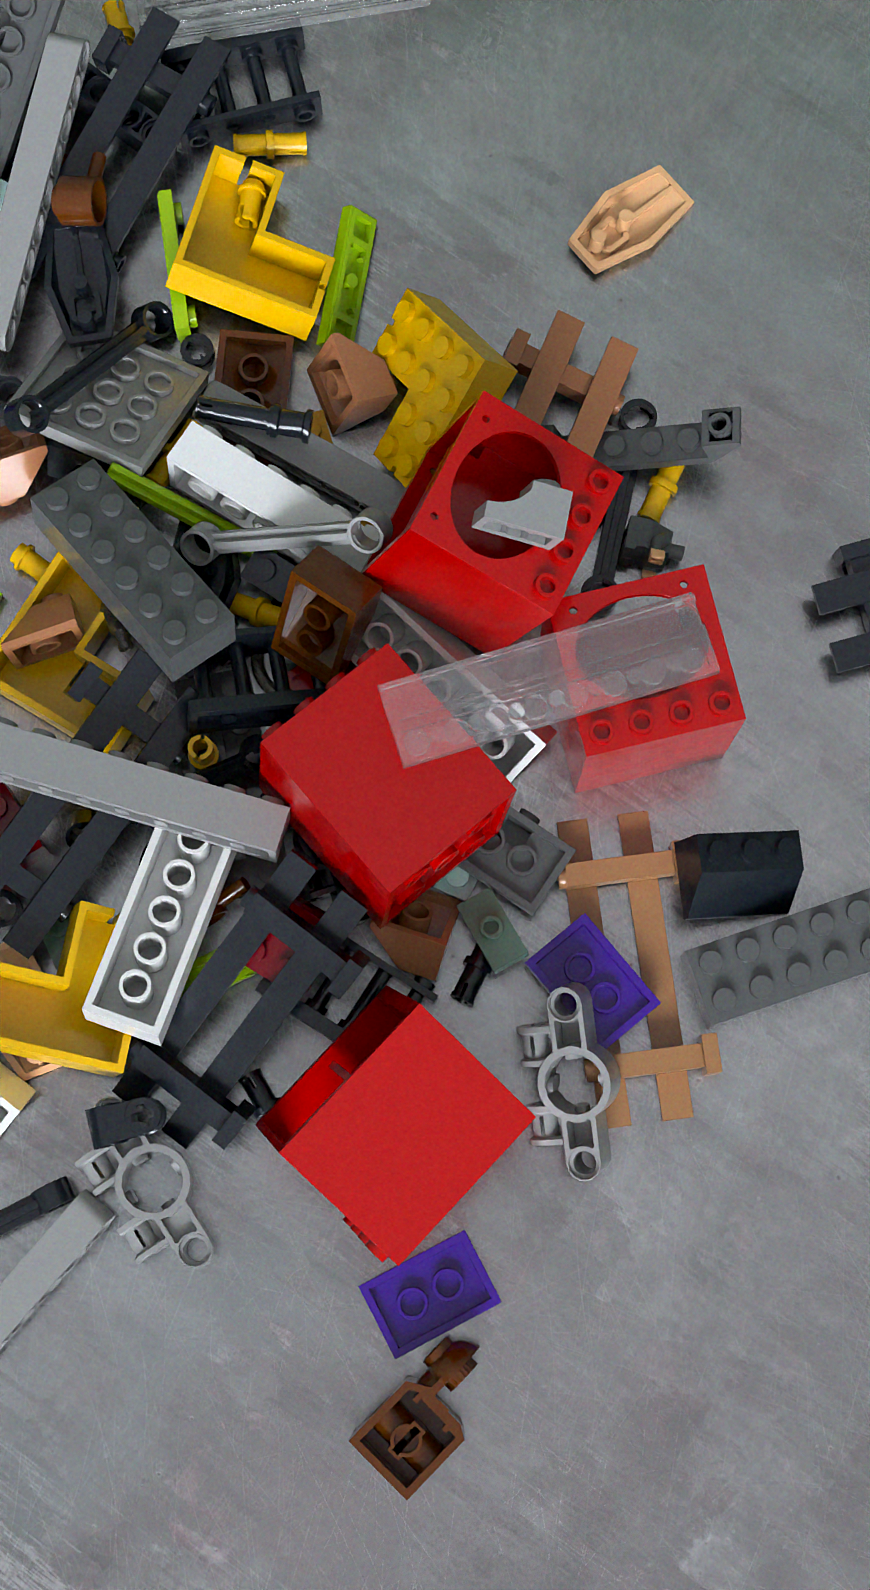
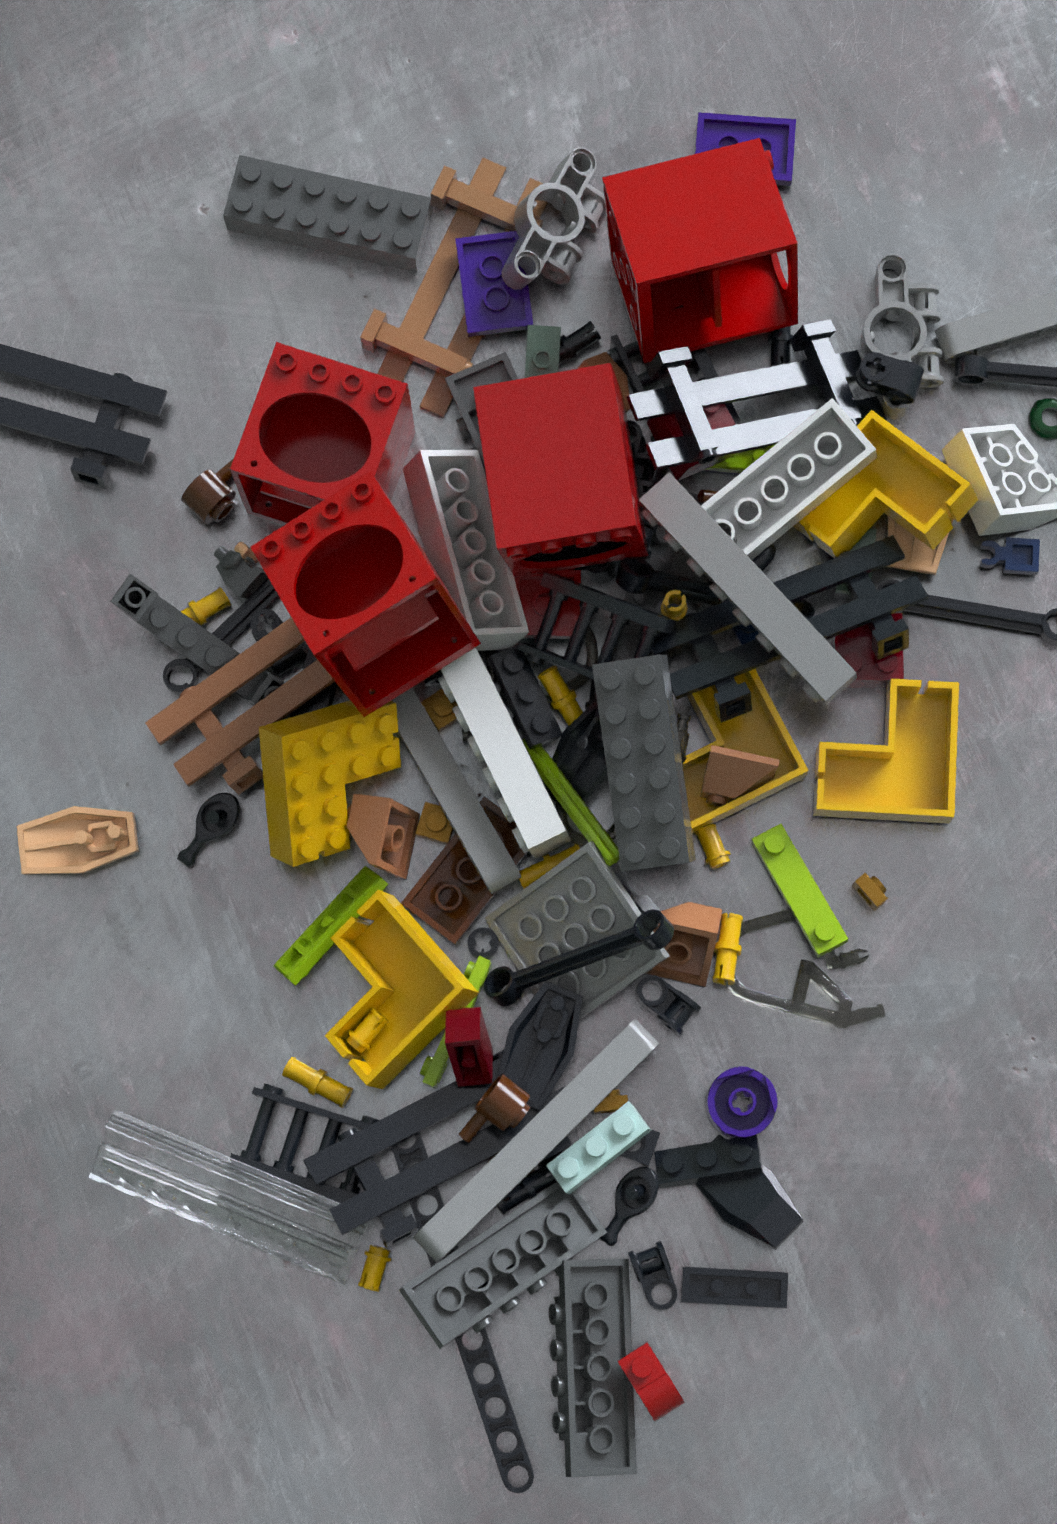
camera: 145 degrees left, 0 degrees up
(143, 231) = (469, 1046): none -> dark red brick
(273, 420) = (464, 821): black pin -> none
(286, 537) = (514, 709): light grey piece -> none
(324, 614) = (521, 632): reddish brown slope -> none
(414, 1424) = (811, 67): reddish brown brick -> none
(516, 306) = (213, 821): none -> black piece
(534, 518) = (341, 540): light grey arch -> none
(548, 679) = (400, 446): clear plate -> none
(731, 600) = (210, 495): none -> reddish brown piece
(738, 873) = (339, 293): black slope -> none

